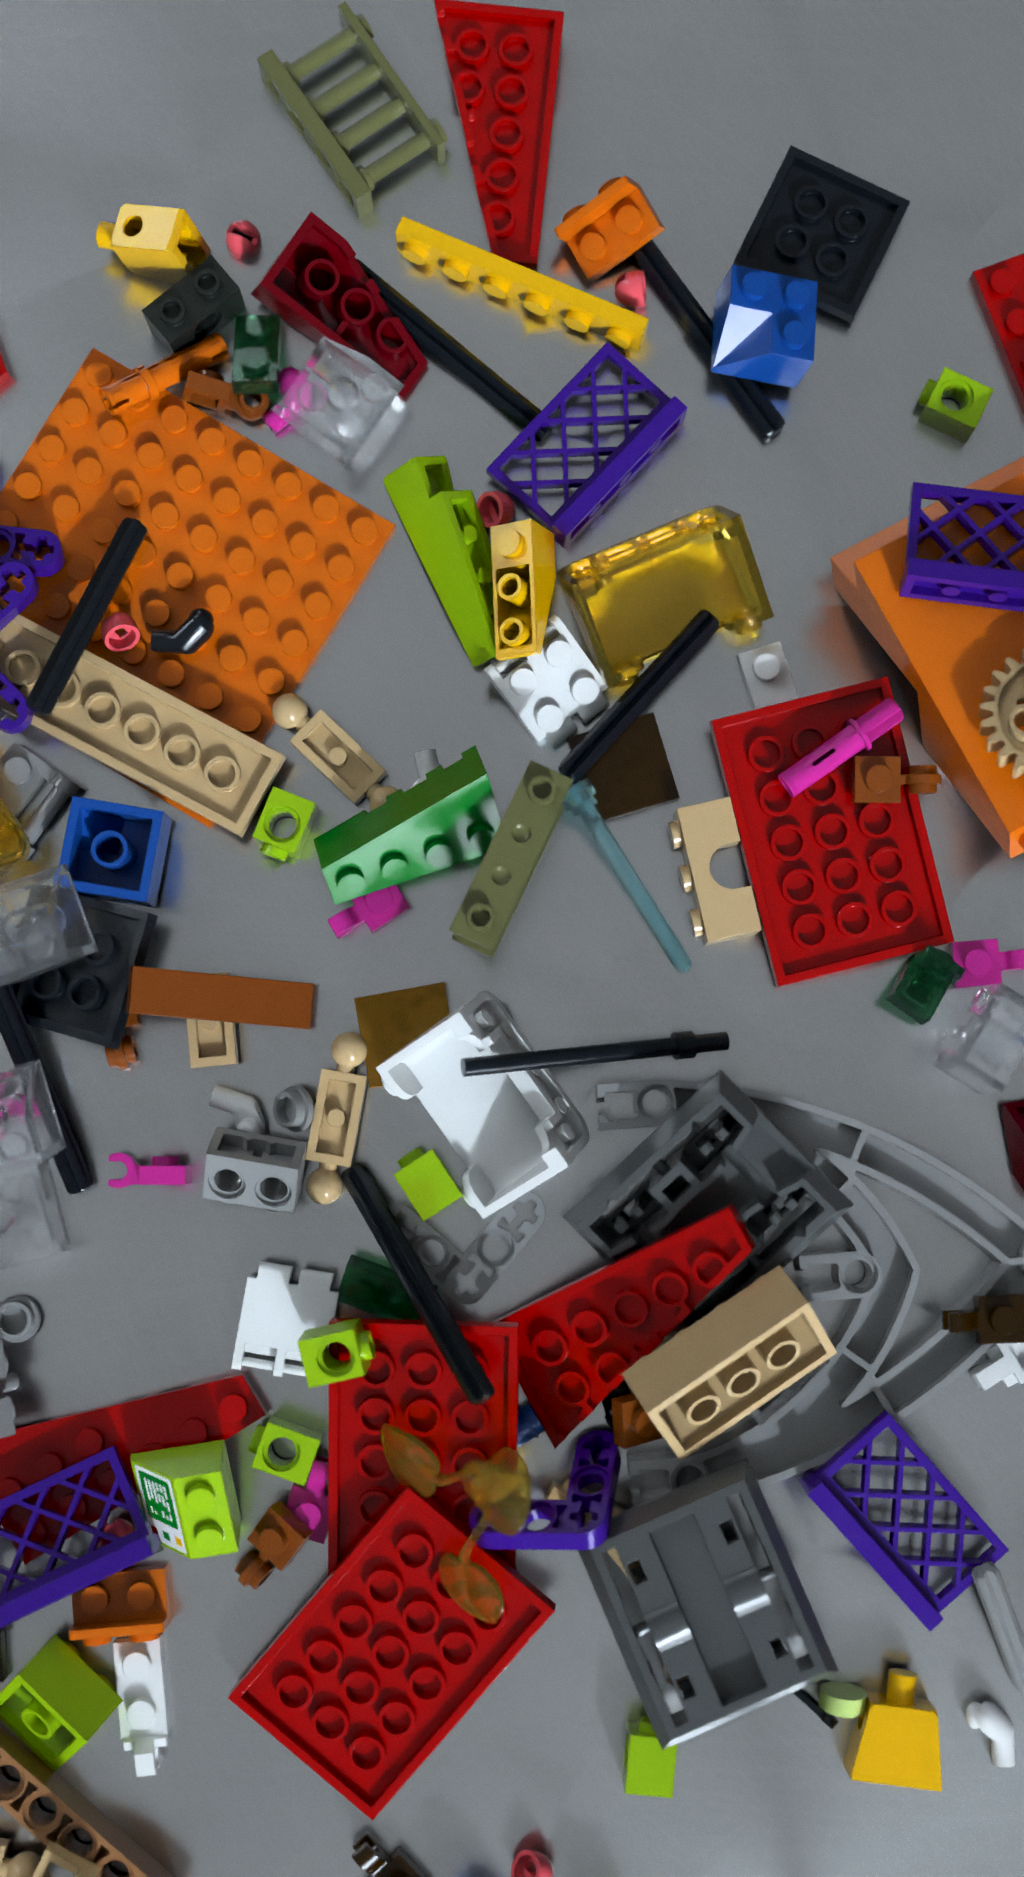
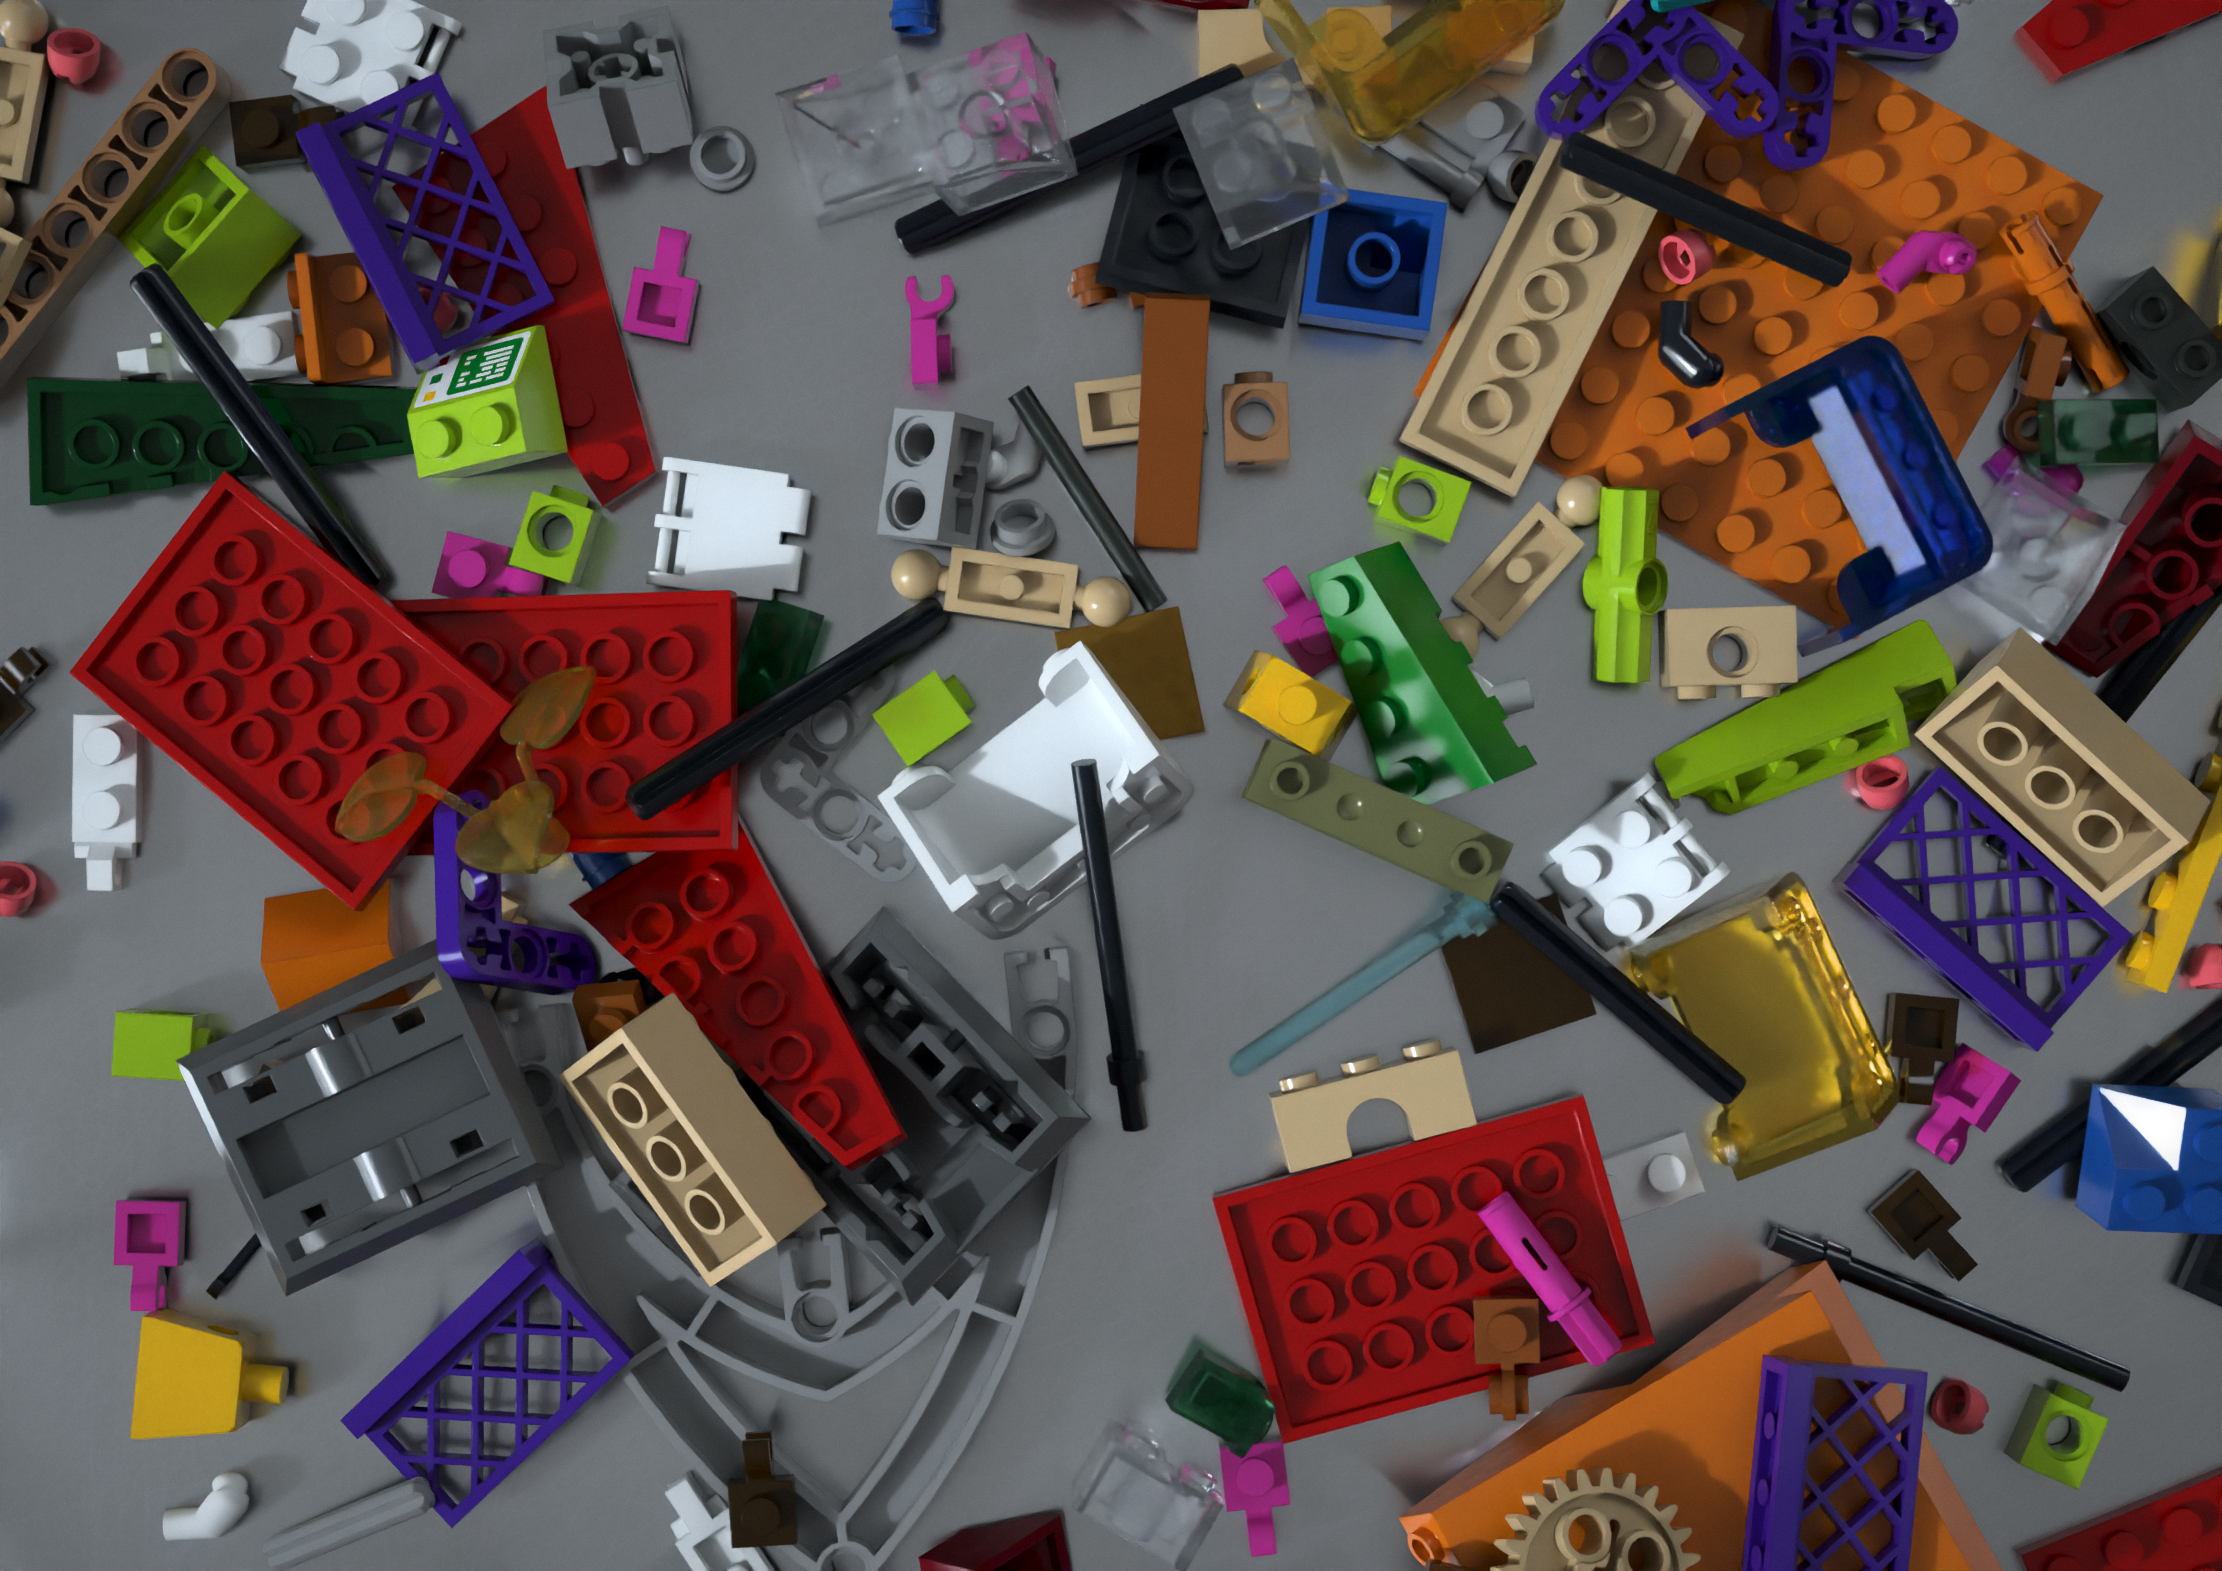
camera: 90 degrees right, 5 degrees up
(56, 753) = (1510, 173): none -> light grey hinge
(116, 1367) = (661, 299): none -> dark pink plate
(126, 466) = (1927, 253): none -> dark pink arm
(190, 1675) = (255, 422): none -> black axle
(198, 1749) = (158, 434): none -> dark green wing
(244, 944) = (1248, 449): none -> medium nougat brick
(274, 1060) = (1087, 498): none -> pearl dark grey bar
(277, 495) = (1888, 471): none -> clear blue windscreen
(278, 1539) = (435, 531): dark orange plate -> none
(321, 1366) = (668, 584): lime brick -> none
(350, 681) = (1625, 584): none -> lime piece
(392, 586) = (1766, 642): none -> tan brick
(426, 920) = (1291, 705): none -> yellow torso
(465, 1793) = (106, 796): none -> white hinge
(490, 383) = (2063, 768): none -> tan slope
(521, 586) = (1767, 823): yellow slope -> none
(577, 1636) = (321, 942): none -> orange slope
(672, 488) = (1921, 1032): none -> dark brown plate
(715, 457) = (1968, 1094): none -> dark pink plate
(793, 1771) = (149, 1238): none -> dark pink plate
(804, 493) = (1920, 1220): none -> dark brown plate
(842, 1699) = (246, 1304): yellowish green tile -> none
(864, 477) = (1949, 1308): none -> black bar
(925, 465) = (1946, 1403): none -> coral hinge

